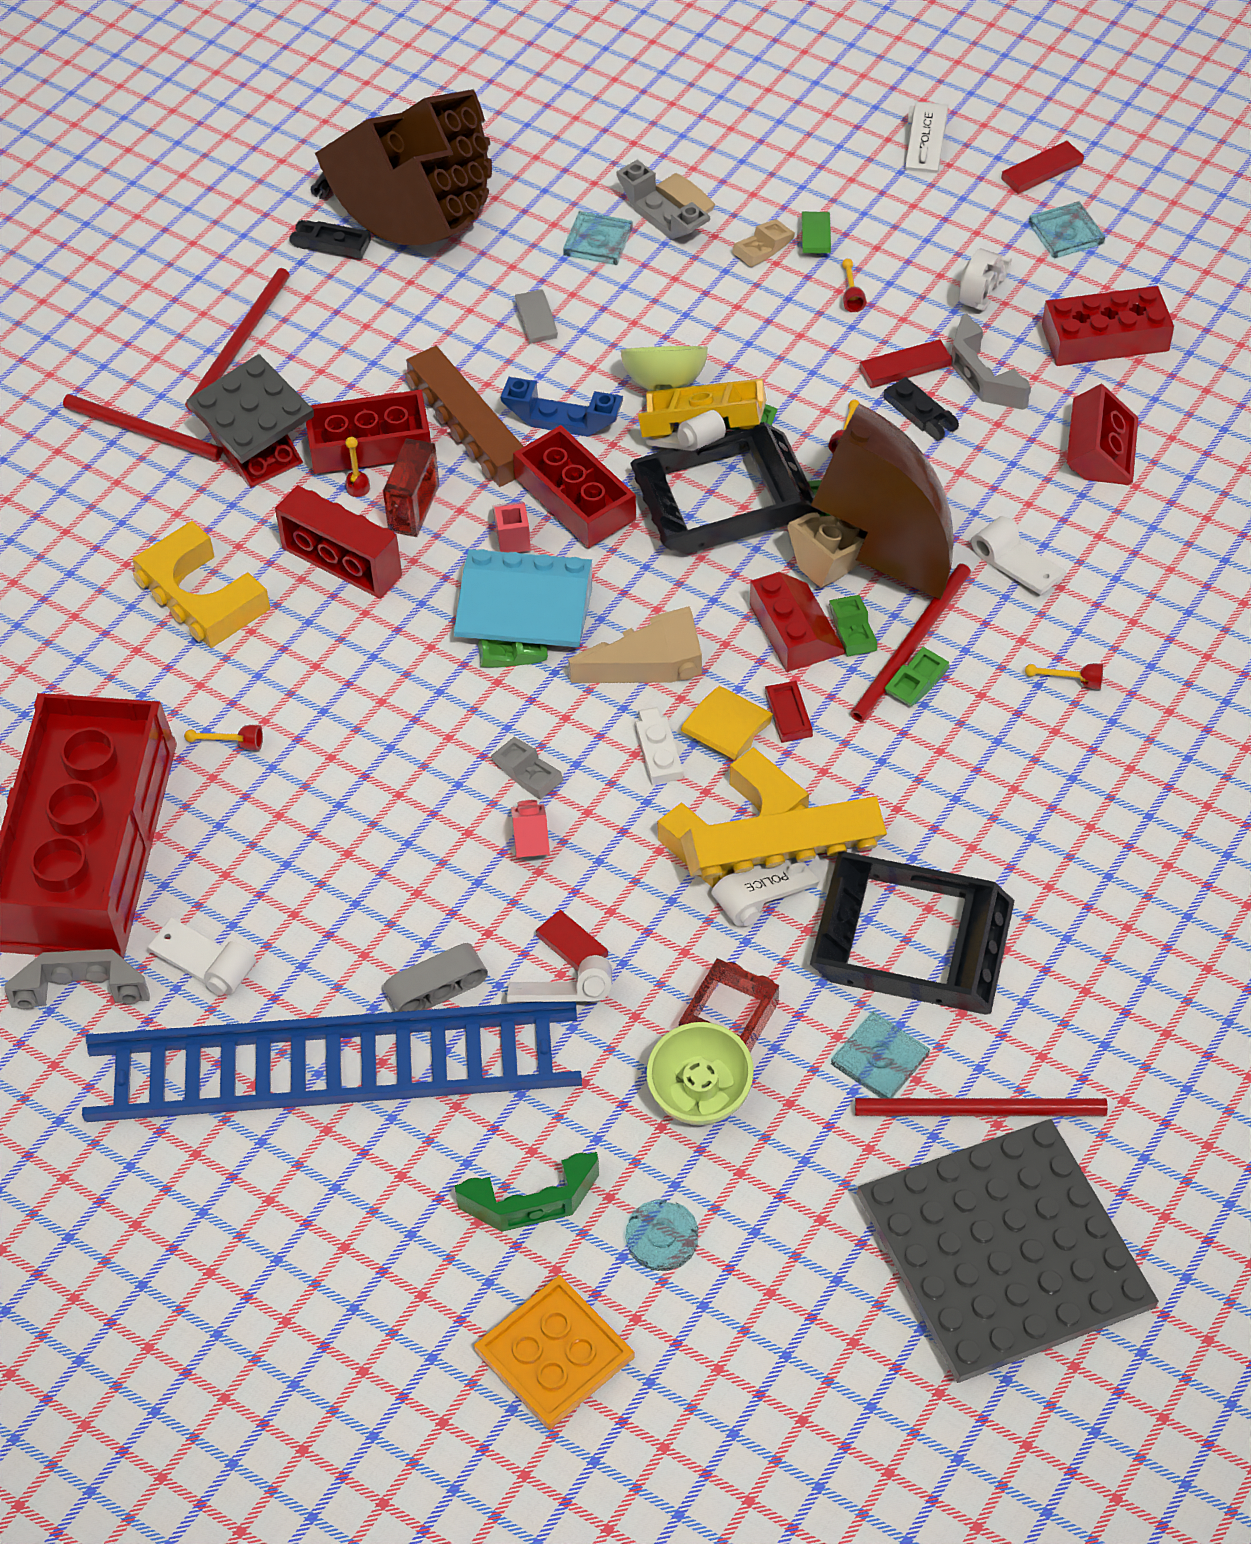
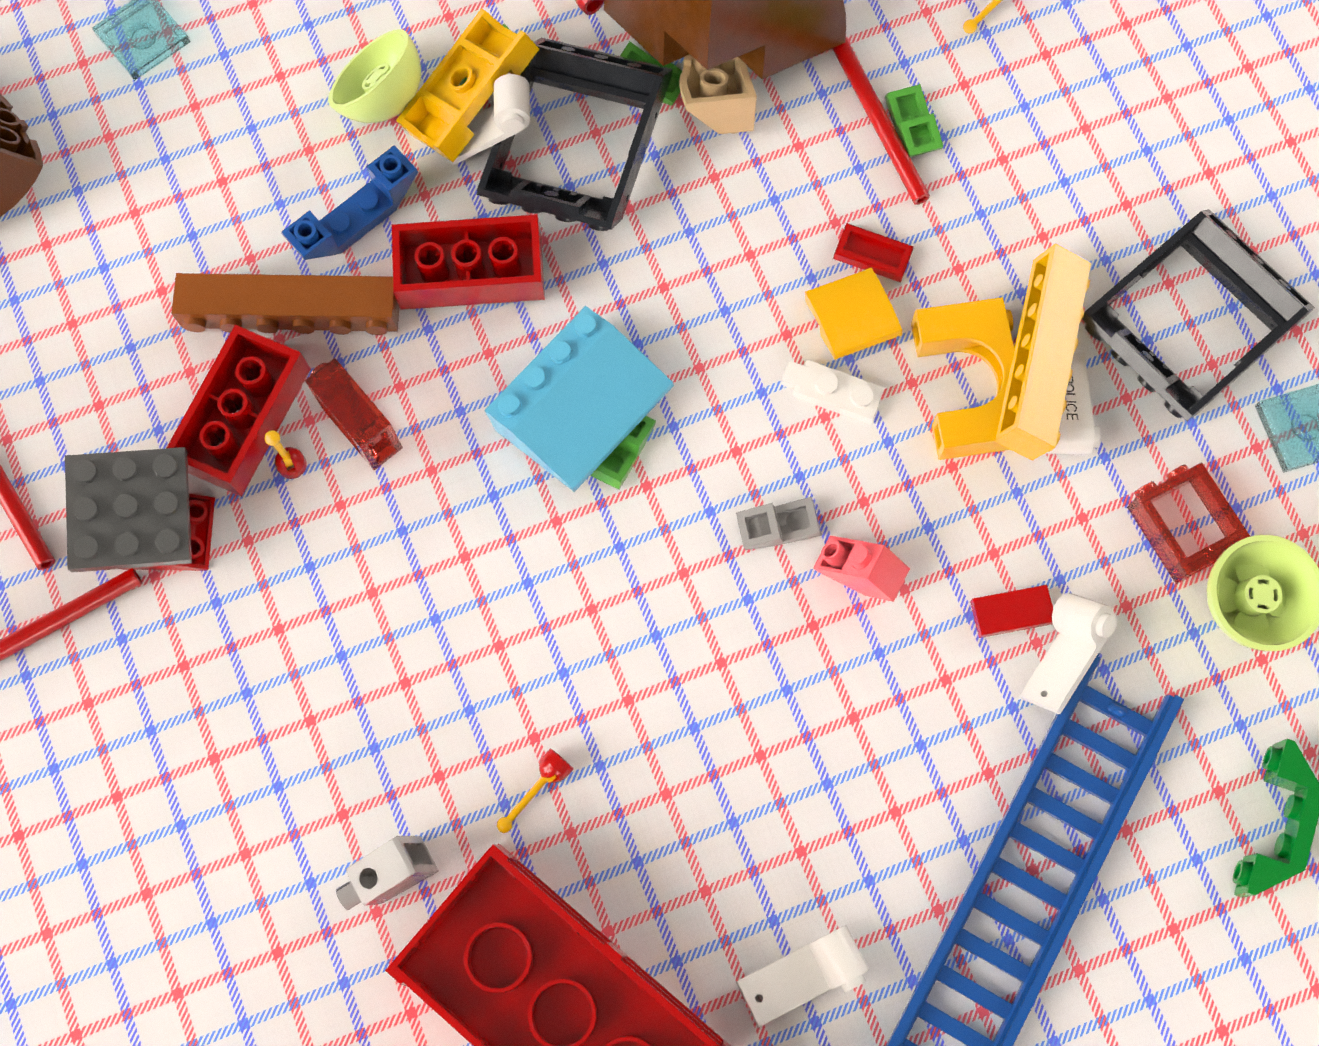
camera: 55 degrees left, 20 degrees up
(111, 677) = (387, 872): none -> light grey torso
(210, 615) = (363, 717): yellow arch -> none
(339, 541) = (370, 527): red brick -> none
(436, 979) = (982, 765): light grey beam -> none
(512, 527) = (468, 349): coral slope -> none
(536, 316) = (201, 155): light grey slope -> none
(655, 654) = (741, 316): tan wedge -> none
(793, 621) = (776, 181): red slope -> none
(852, 625) = (810, 134): bright green slope -> none

